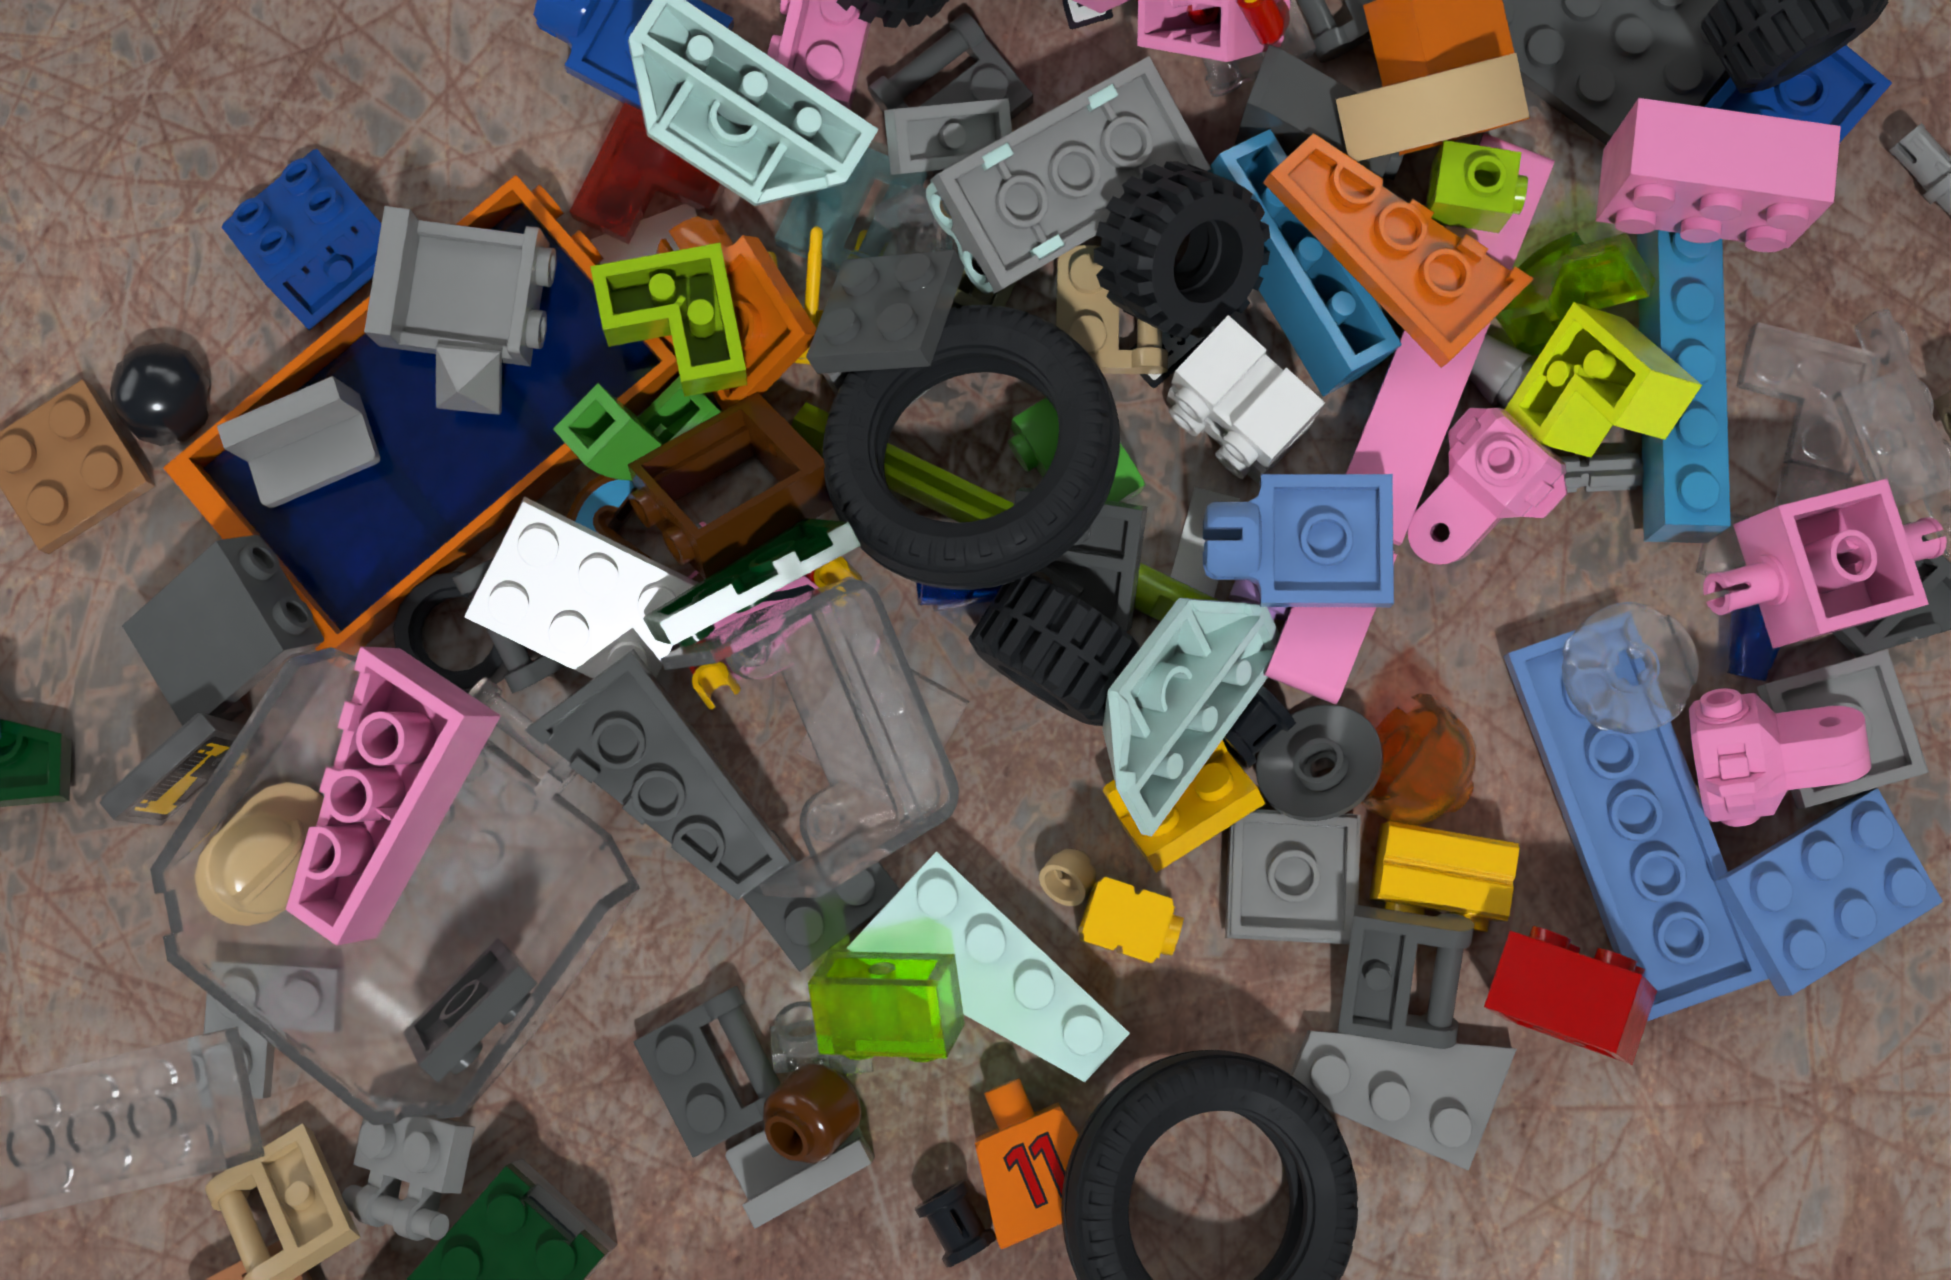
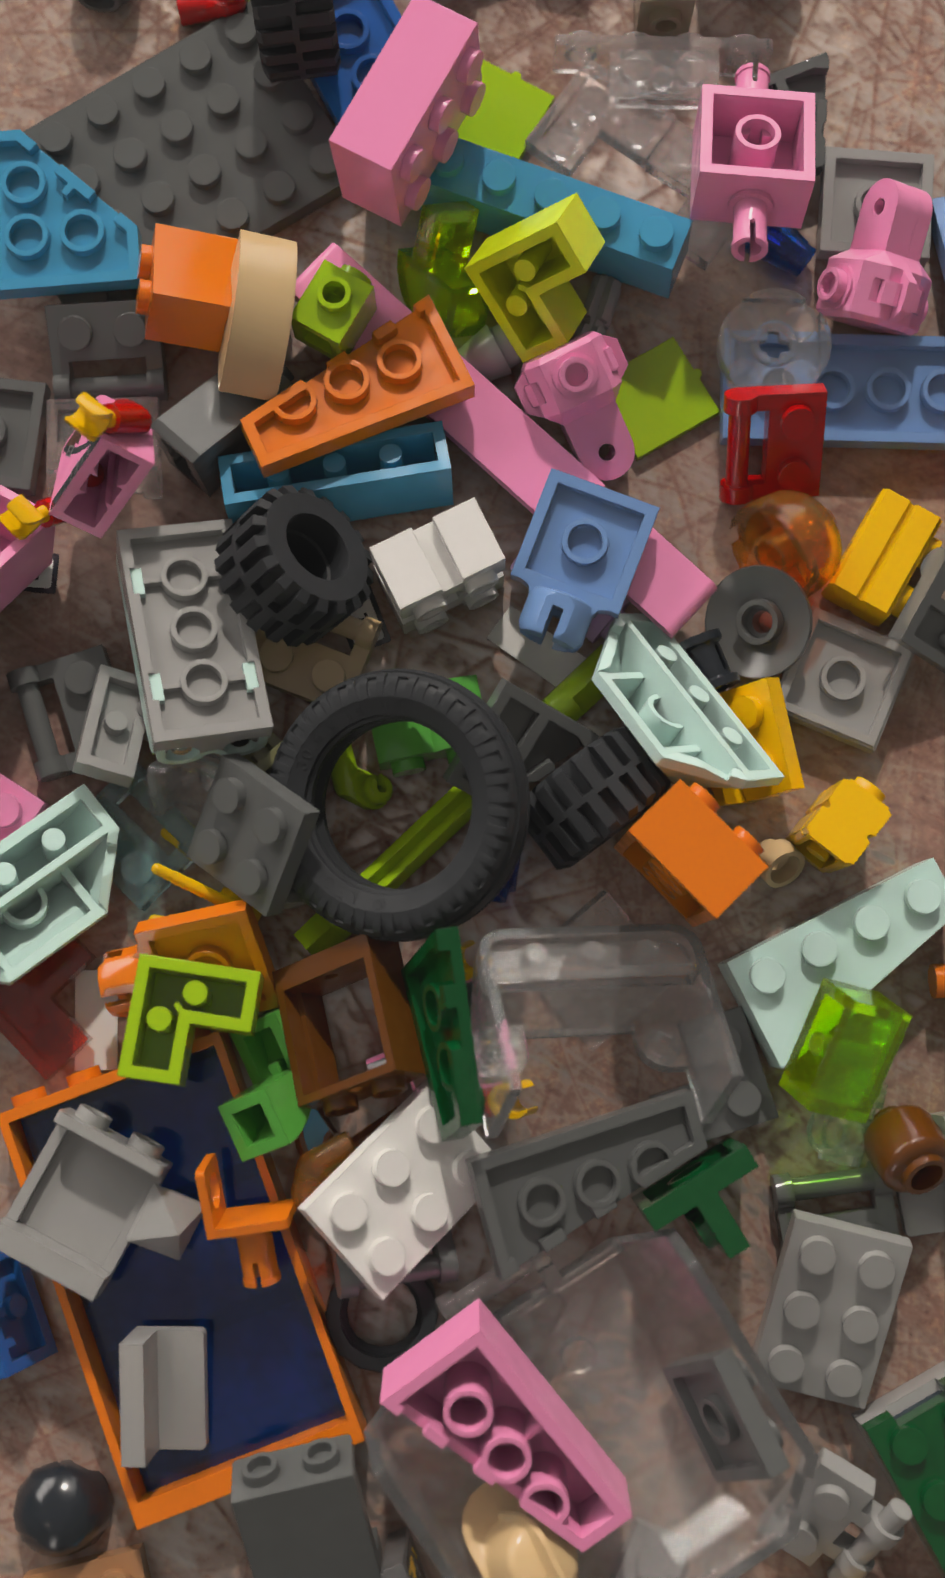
camera: 75 degrees left, 0 degrees up
(493, 458) = (249, 1224): none -> orange bracket
(580, 507) = (318, 1164): none -> clear orange arm
(620, 1091) = (831, 1307): none -> light grey plate
(691, 904) = (694, 1193): none -> dark green bracket
(986, 408) = (360, 785): none -> lime arm
(1031, 765) = (692, 853): none -> orange brick
(1529, 573) = (662, 398): none -> lime piece
(1531, 725) = (790, 441): none -> red plate
(1779, 287) = (506, 113): none -> lime piece

